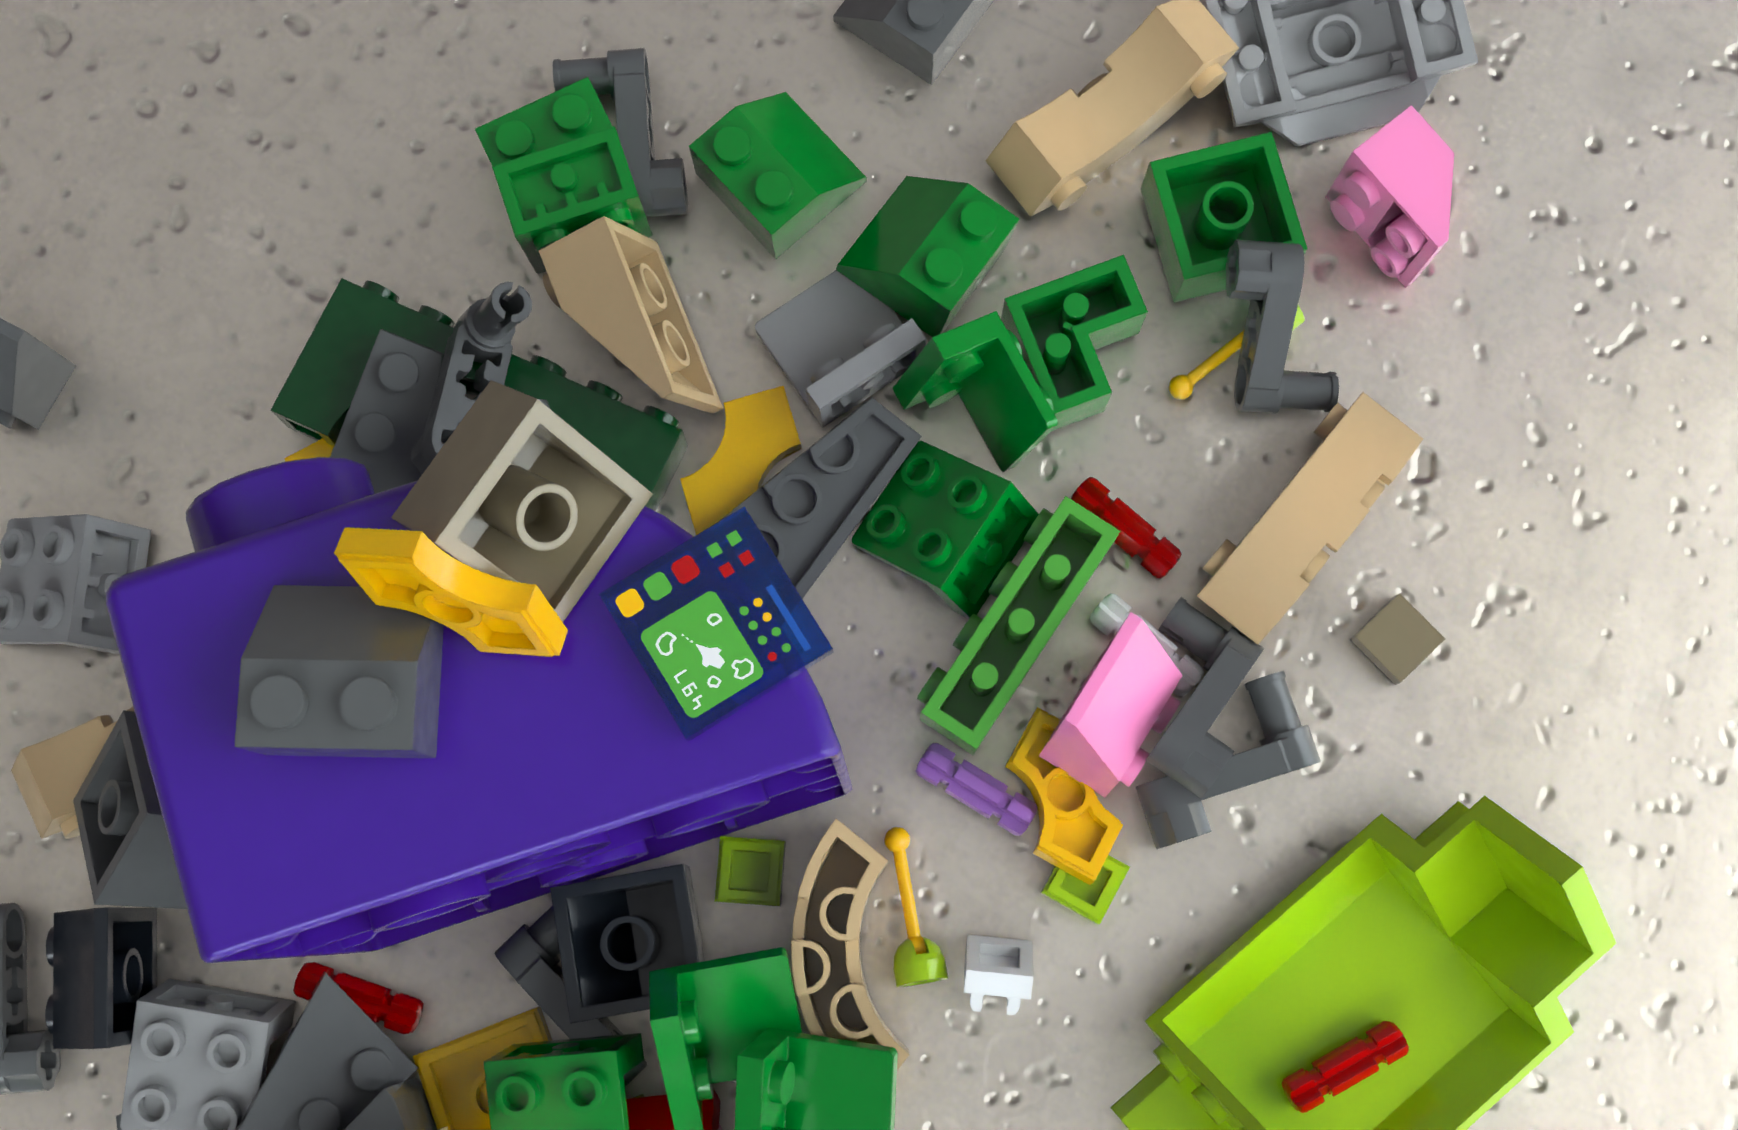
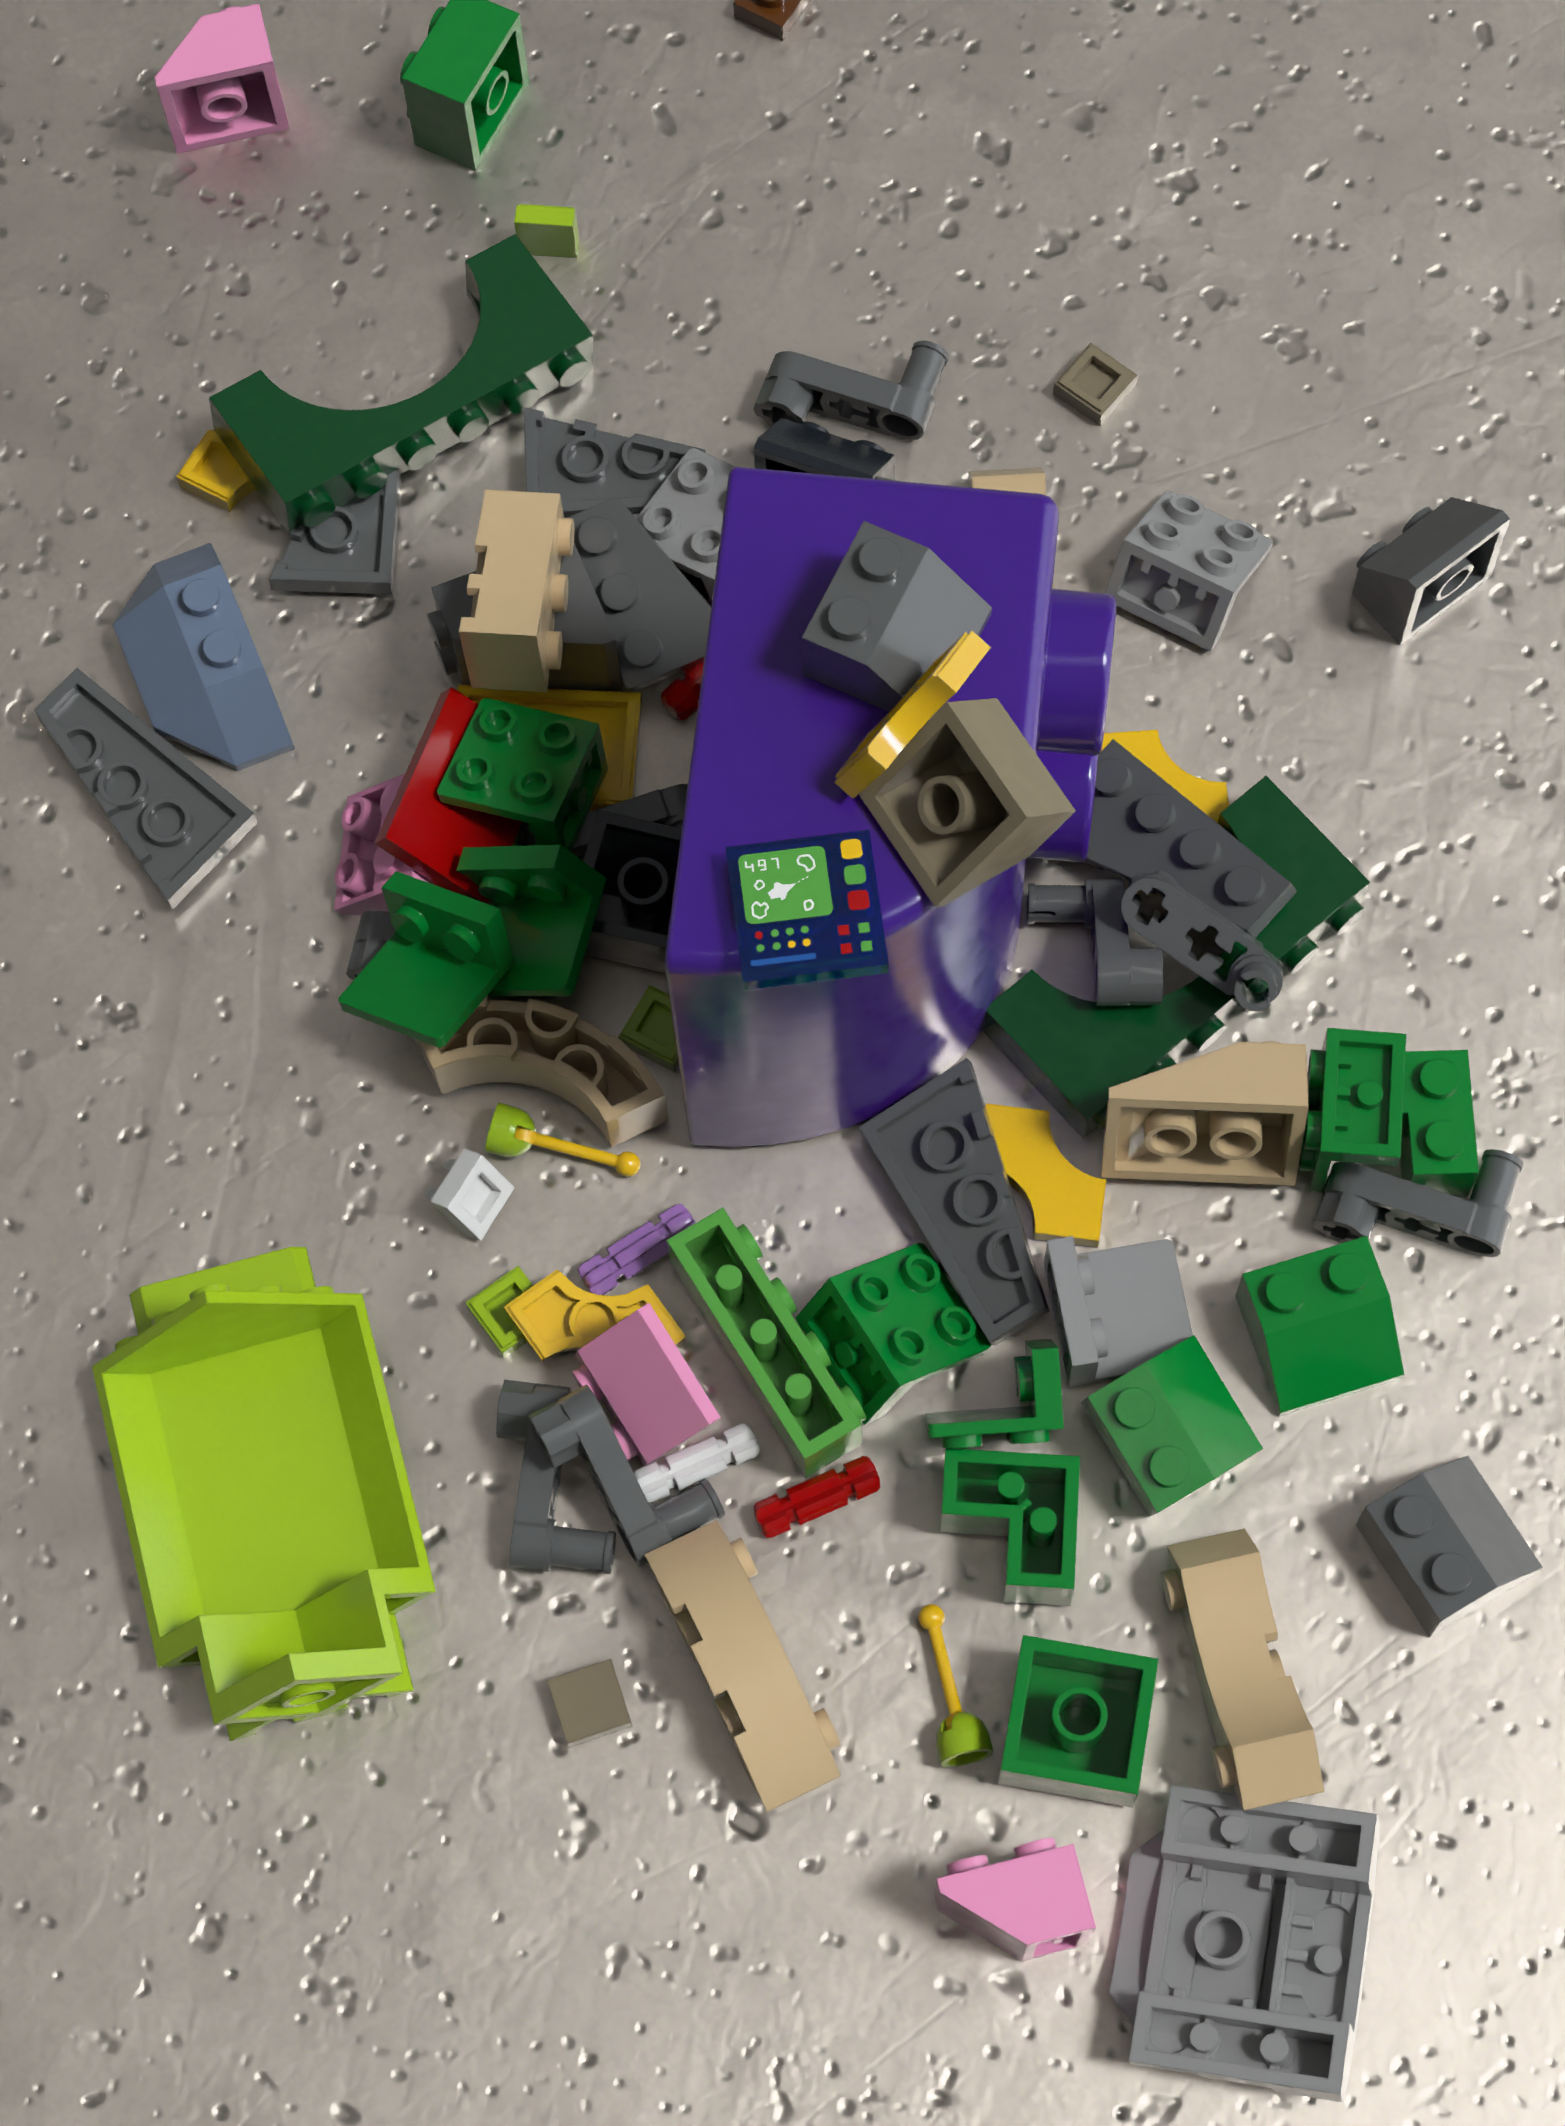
camera: 115 degrees right, 10 degrees down
(1272, 281) = (893, 1689): dark grey beam -> none
(1345, 1066) = (234, 1454): red axle -> none

